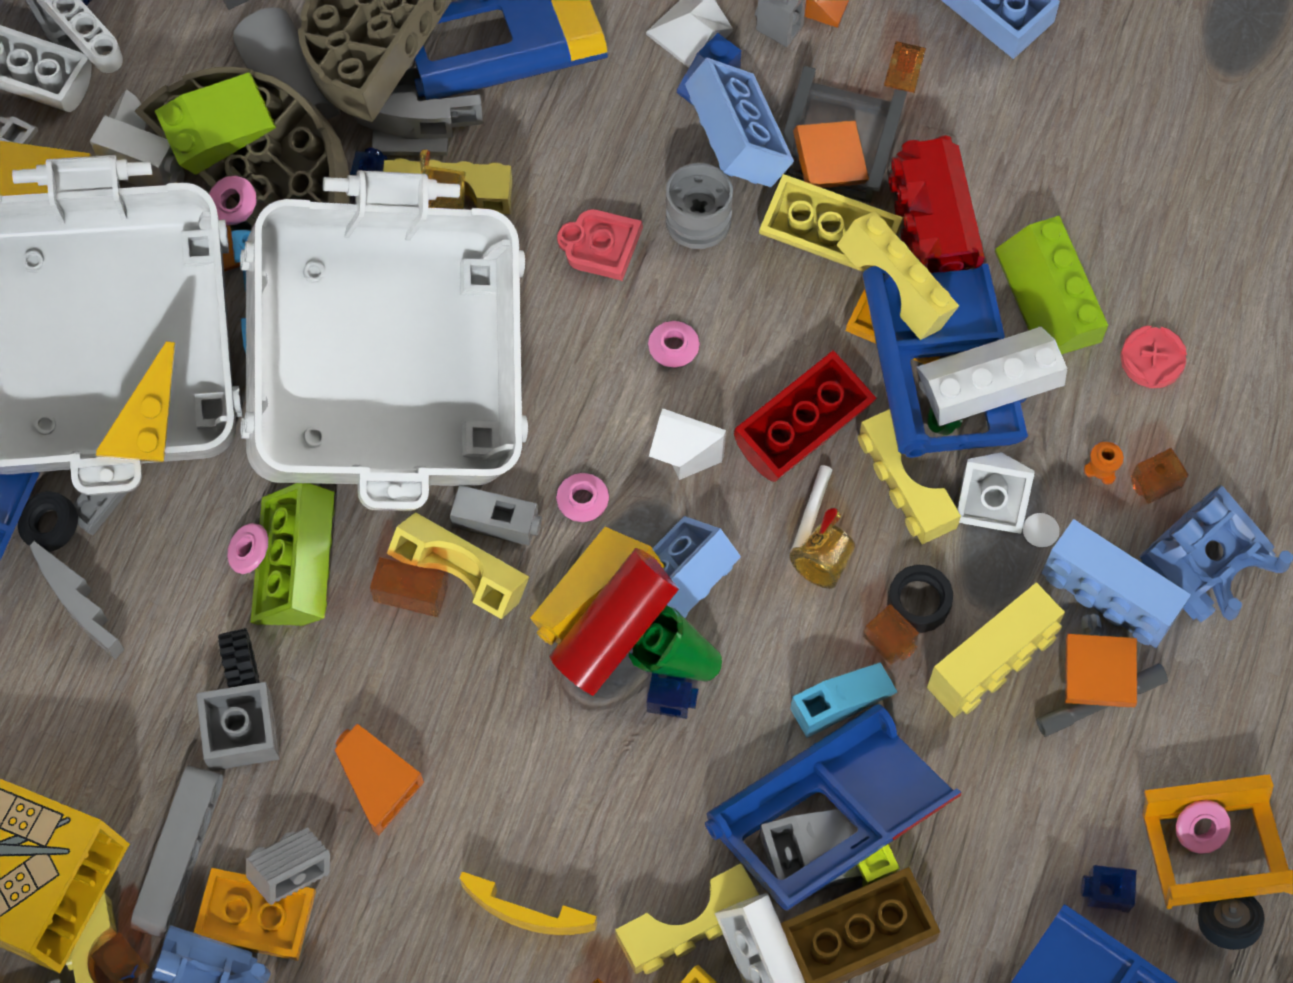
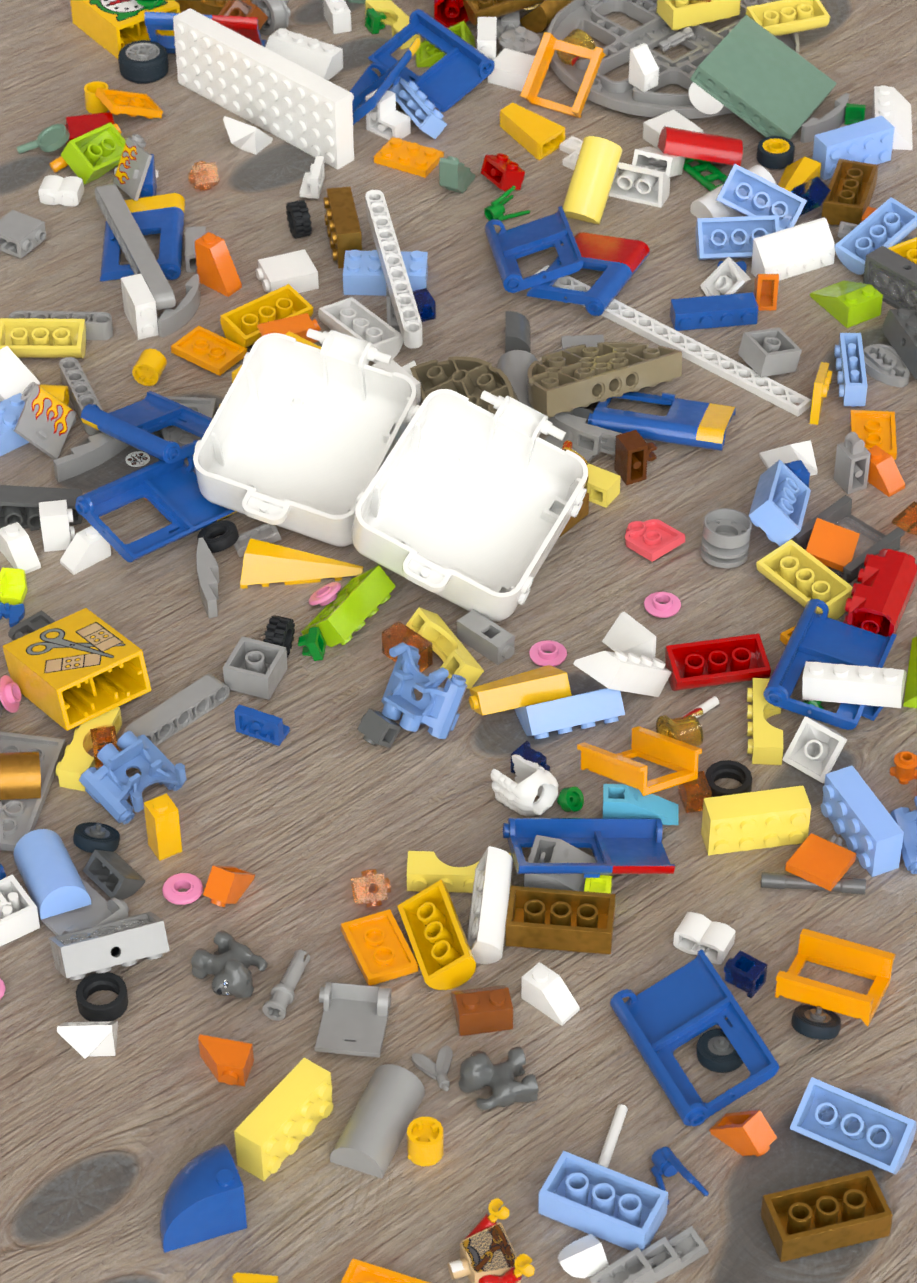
camera: 30 degrees right, 25 degrees down
(143, 422) = (303, 485): yellow wing -> none
(154, 530) = (275, 563): none -> yellow wedge
(214, 121) = (455, 374): lime slope -> none
(242, 917) = (204, 761): light orange plate -> none
(284, 641) = (313, 644): none -> green tile
(287, 865) = (235, 740): light grey brick -> none
(297, 813) = (260, 725): none -> blue bracket
(376, 775) = (320, 728): orange slope -> none
(454, 741) = (378, 728): none -> dark grey brick
(506, 124) = (632, 456): none -> reddish brown brick
(512, 681) = (438, 704): none -> medium blue piece
(568, 923) = (380, 842): yellow slope -> none
(614, 622) = (515, 696): red brick -> none
(676, 649) = (548, 734): green cone -> none
(713, 505) = (626, 672): none -> white slope
(714, 759) = (528, 783): none -> white piece
(752, 726) = (571, 799): none -> green tile
(823, 598) = (651, 747): none -> light orange piece
(923, 300) = (834, 625): light yellow arch -> none
(1033, 858) = (700, 933): none -> white brick
(1214, 837) = (833, 957): bright pink piece -> none

